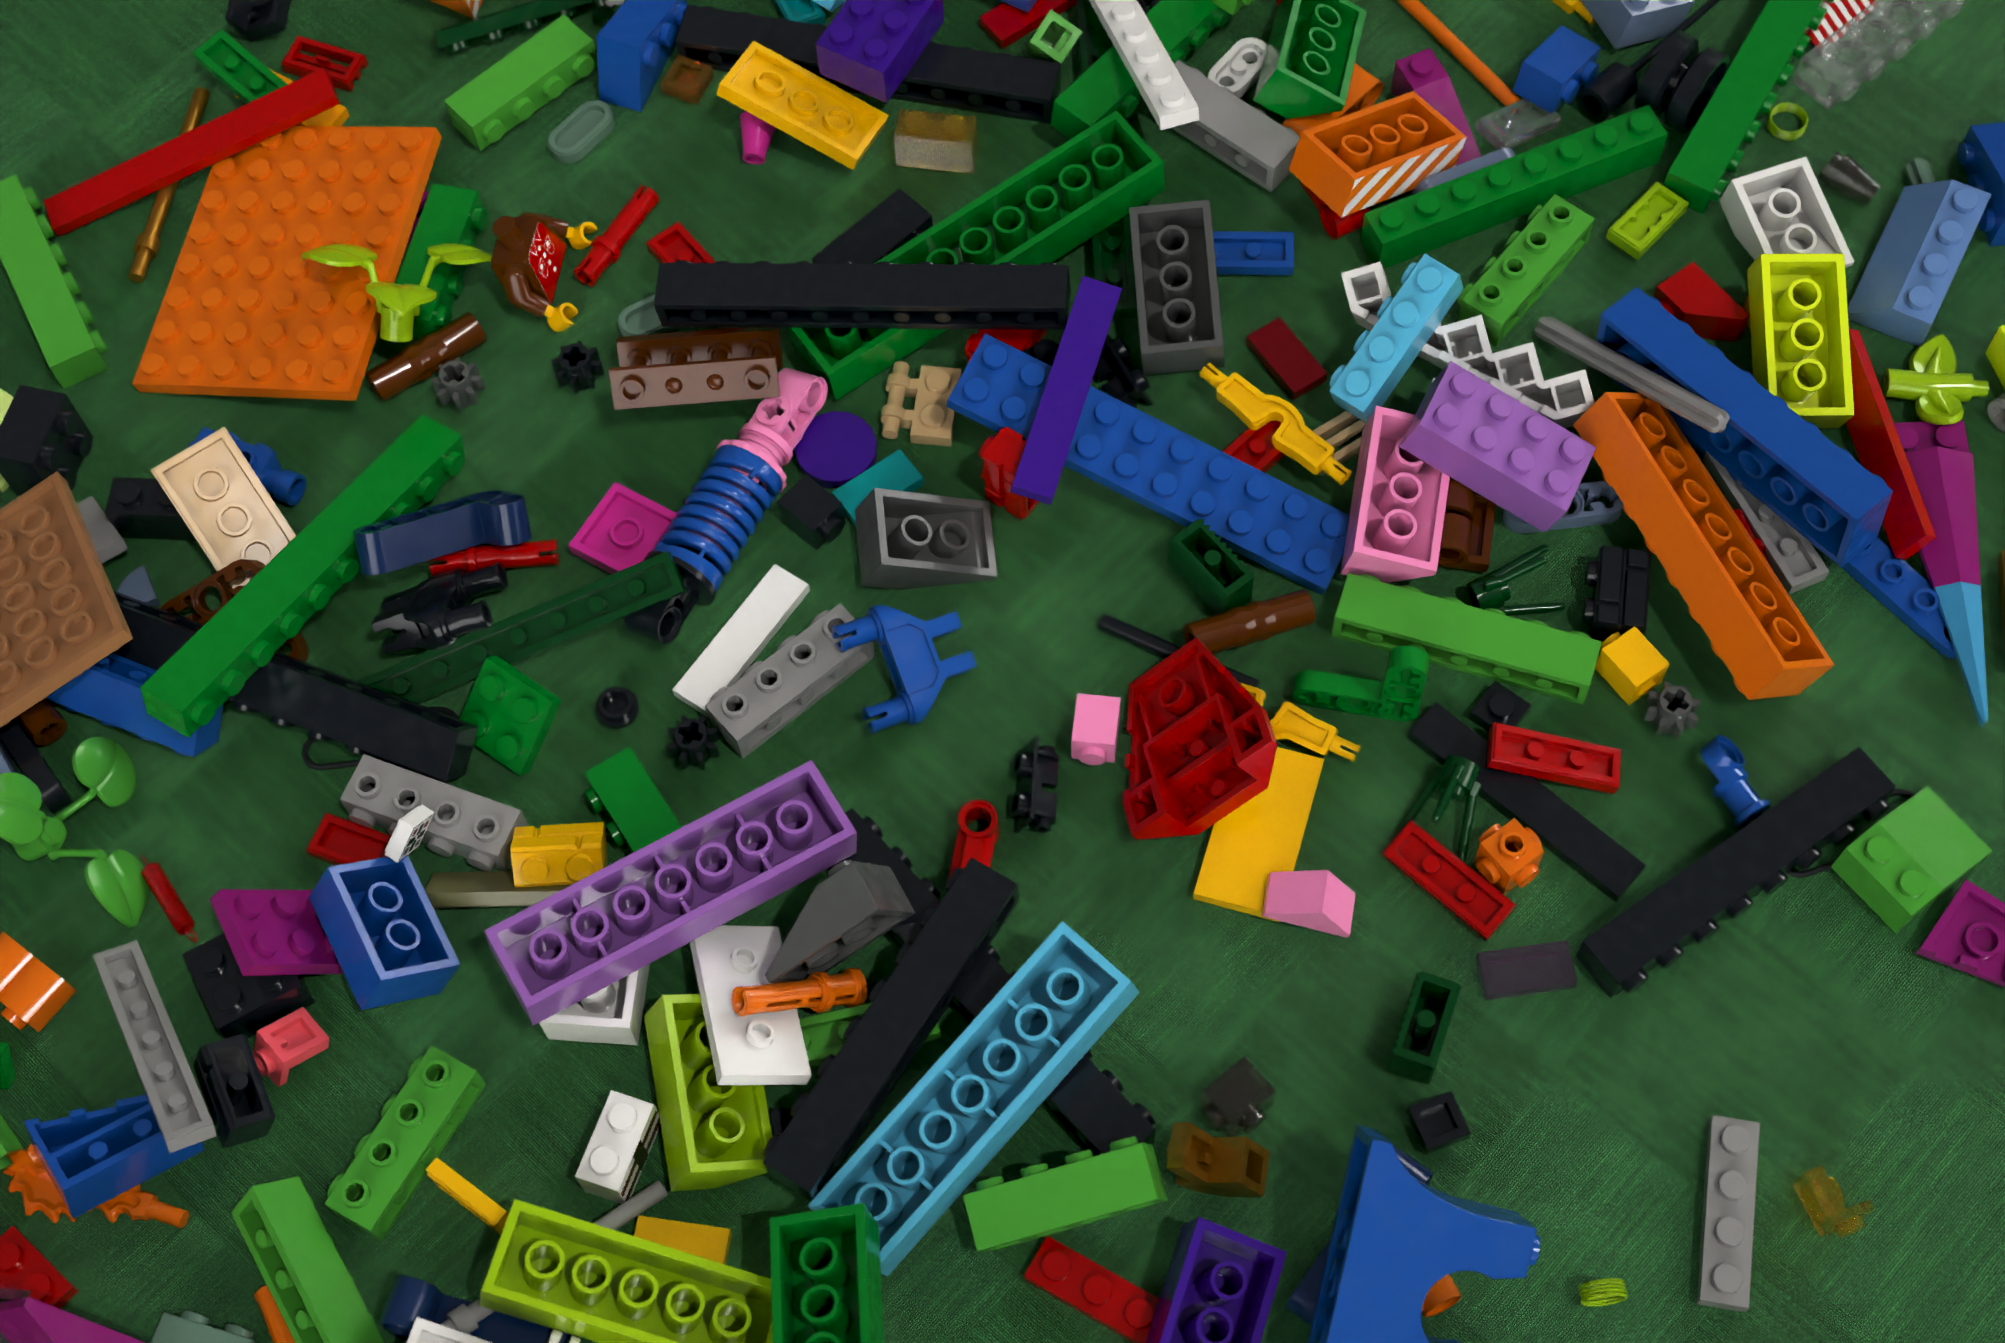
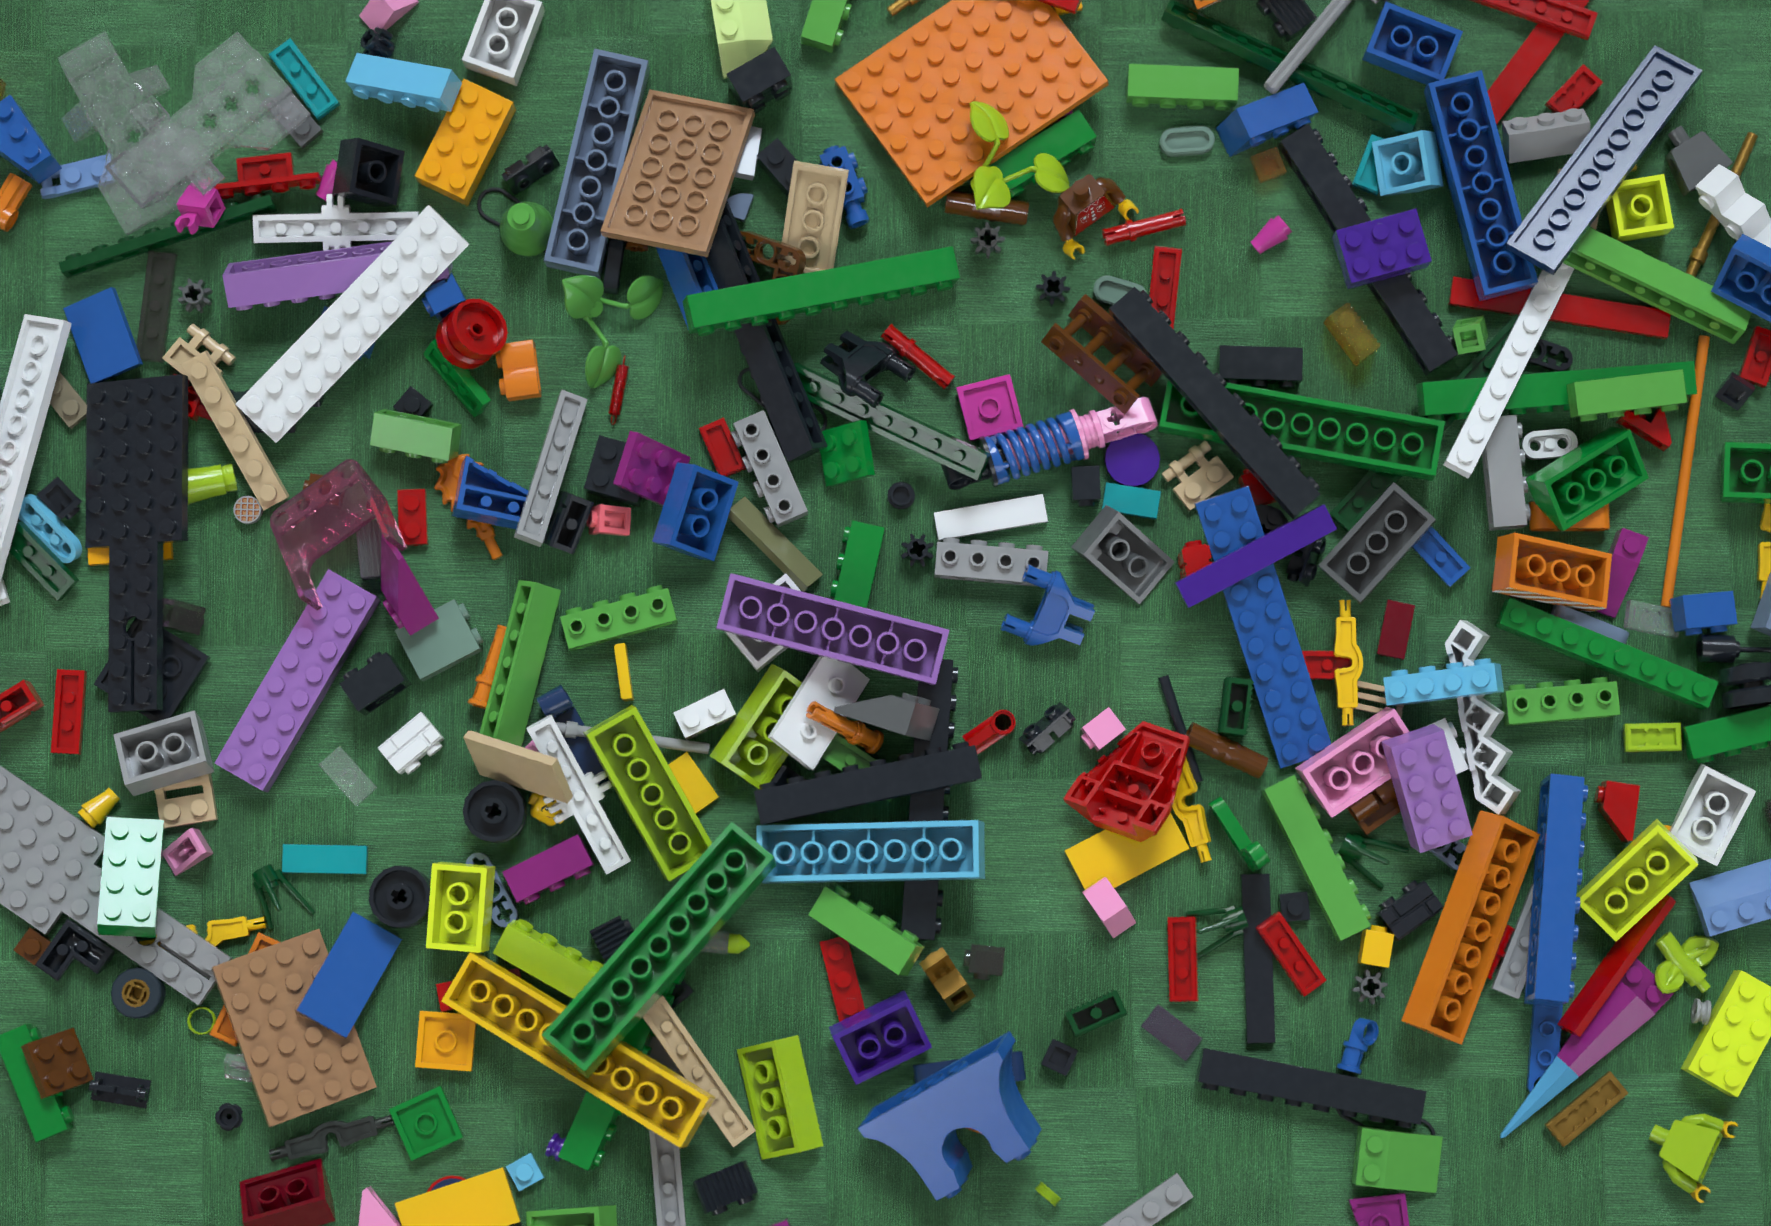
camera: 40 degrees right, 20 degrees up
(409, 833) = (747, 476): white tile -> none
(442, 529) = (905, 326): dark blue beam -> none
(557, 853) = (805, 549): yellow brick -> none
(802, 105) = (1305, 247): yellow plate -> none
(1509, 856) = (1206, 977): orange brick -> none
(1632, 375) = (1535, 813): light grey axle -> none

